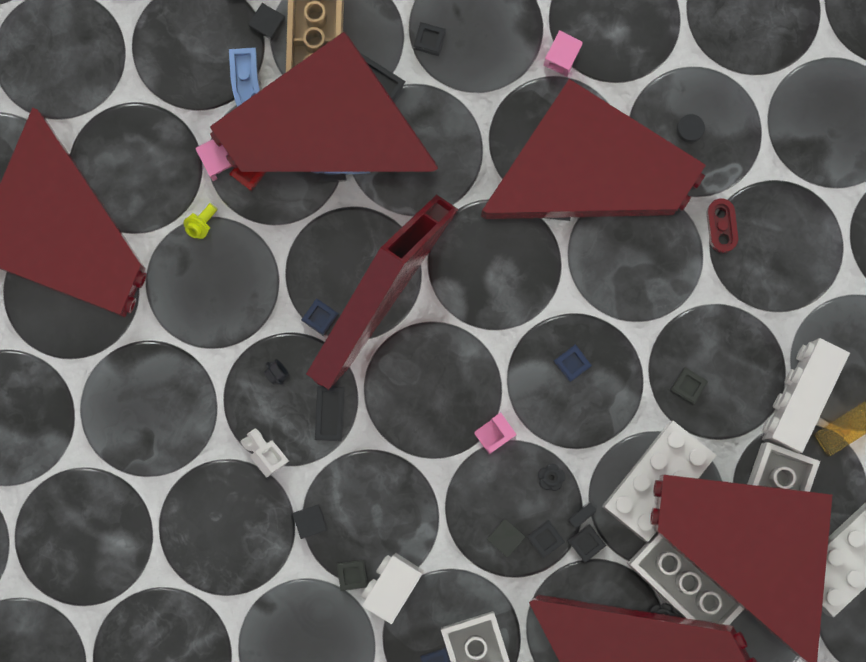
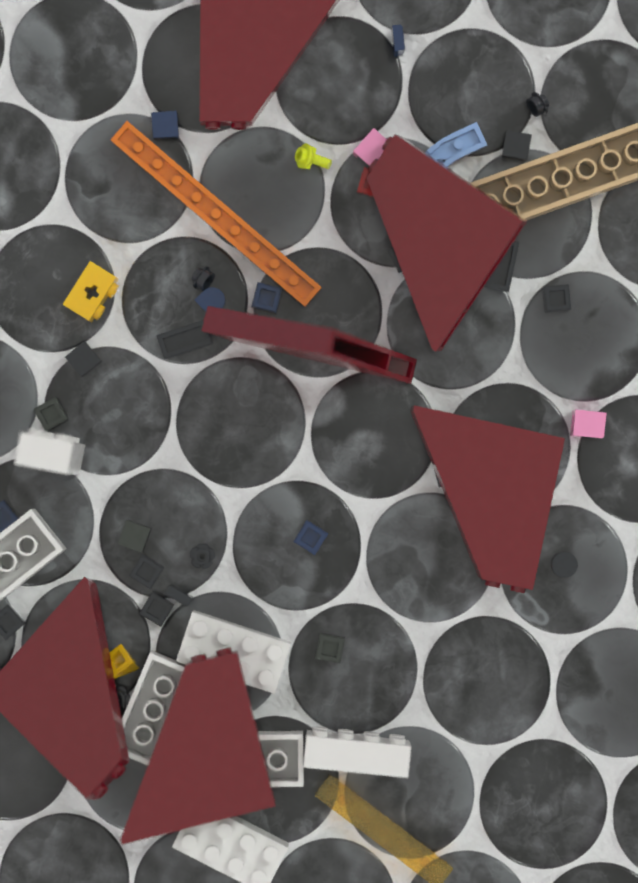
camera: 65 degrees right, 5 degrees up
(110, 352) = (165, 125): none -> dark blue tile
(119, 94) = (398, 40): none -> dark blue tile
(217, 335) = (216, 214): none -> orange plate
(232, 481) = (78, 298): none -> yellow brick
(266, 455) = (125, 298): white plate -> none
(297, 372) = (211, 297): none -> dark blue tile
(495, 433) = (221, 492): bright pink panel -> none
(627, 598) = (122, 662): none -> yellow slope
(722, 226) = (485, 626): dark red plate -> none

